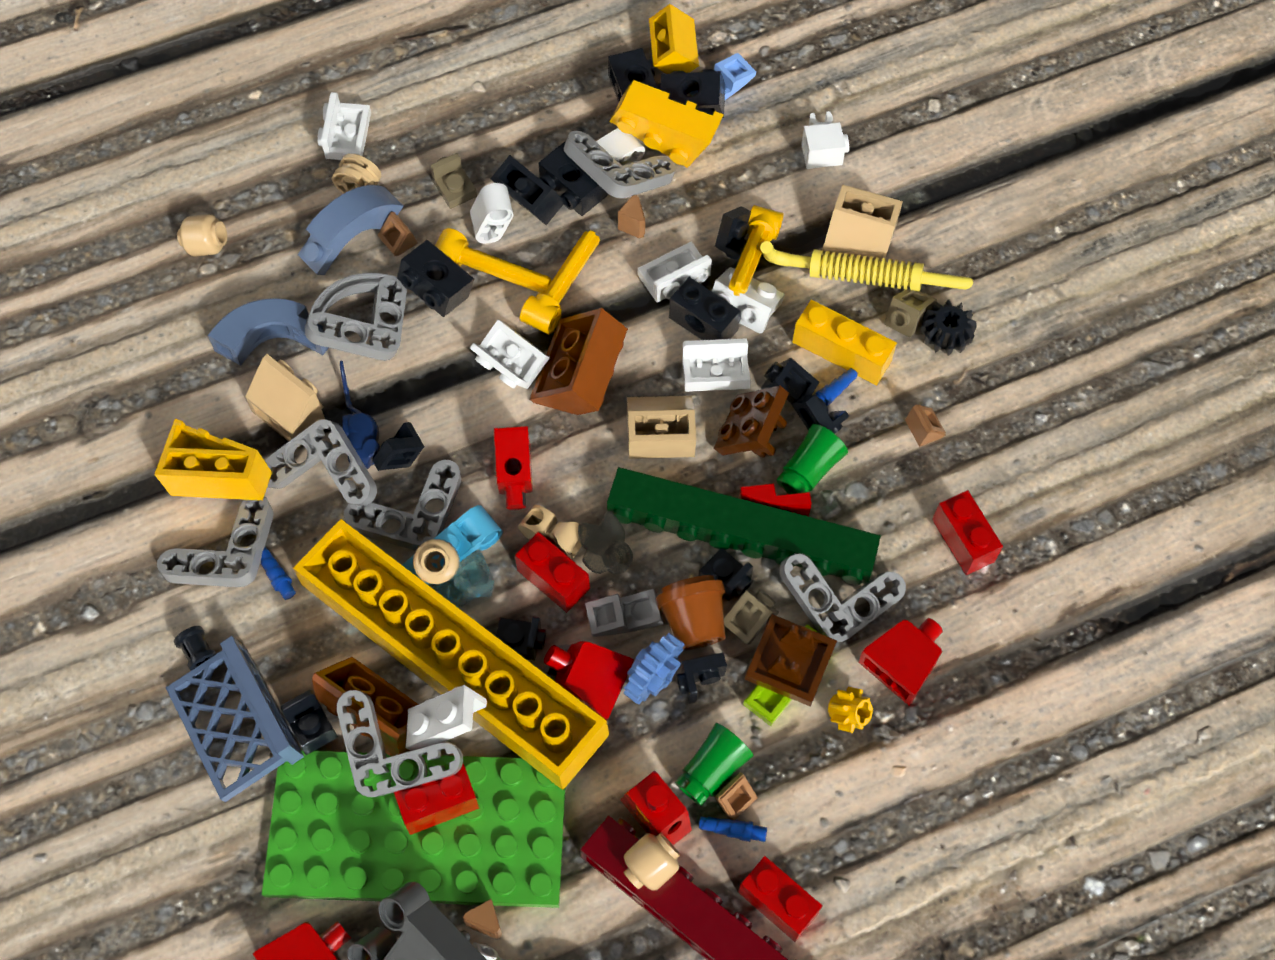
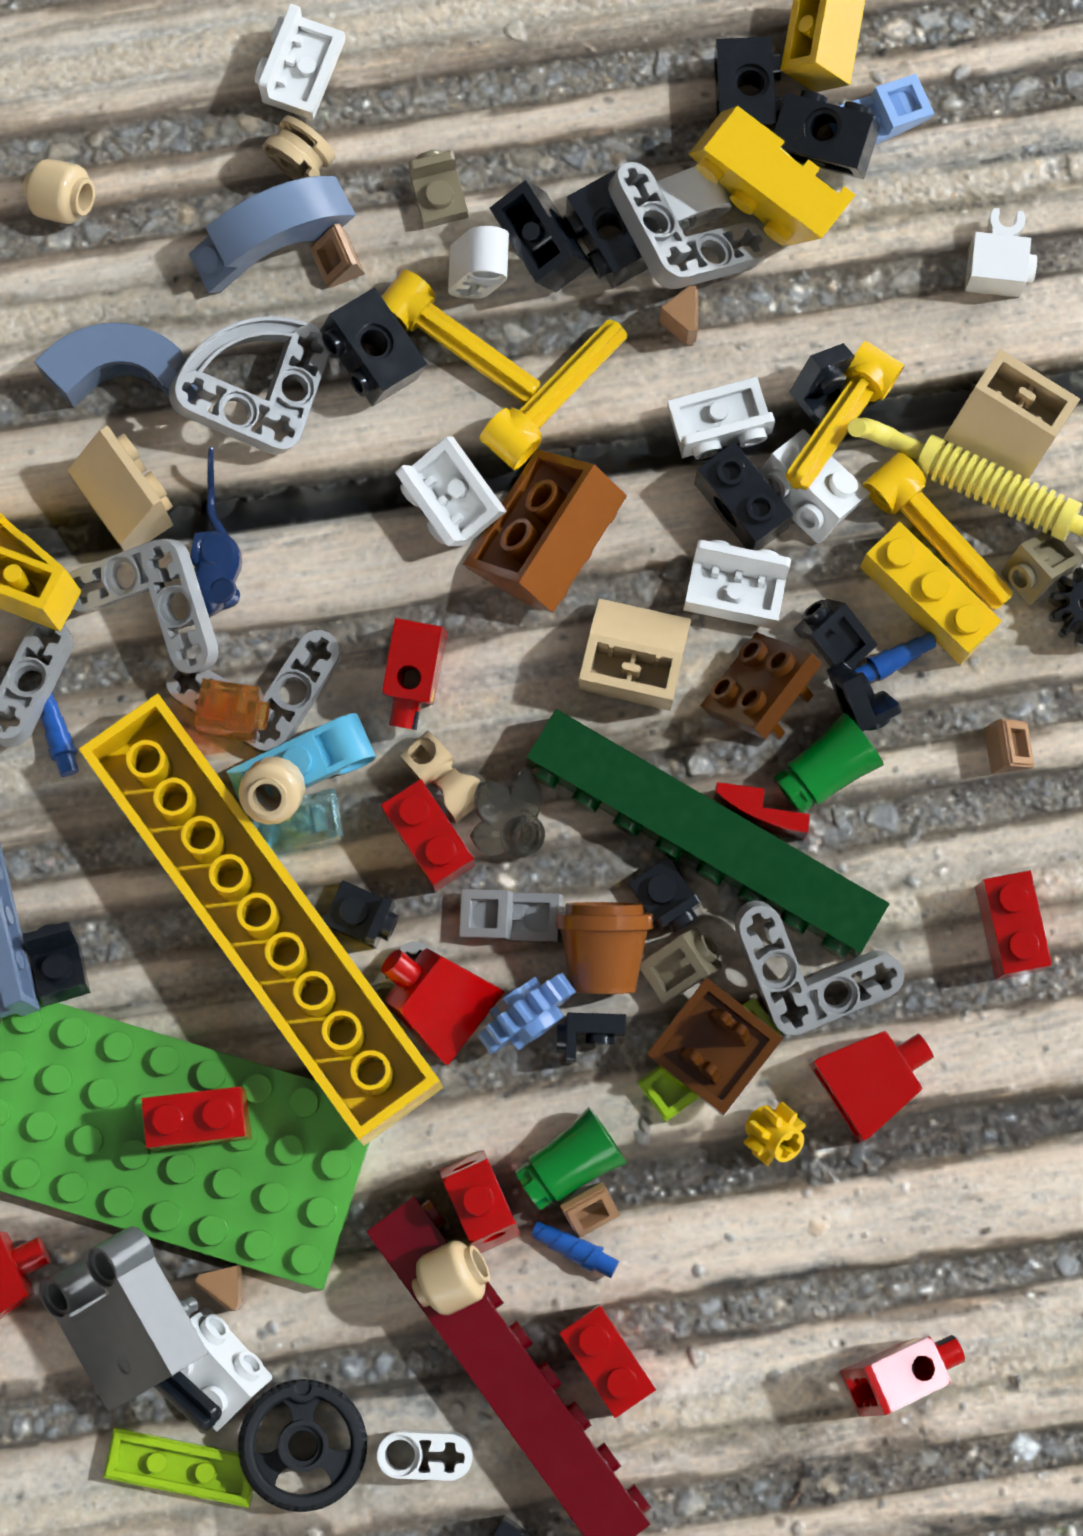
camera: 15 degrees right, 15 degrees up
(376, 758) = (129, 1059): light grey beam -> none
(389, 702) = (145, 966): dark orange slope -> none
(394, 521) = (231, 710): none -> clear orange brick
(399, 450) = (264, 603): black bracket -> none
(442, 717) = (225, 1023): white bracket -> none
(803, 285) = (898, 488): none -> yellow axle
(990, 852) = (887, 1379): none -> torso

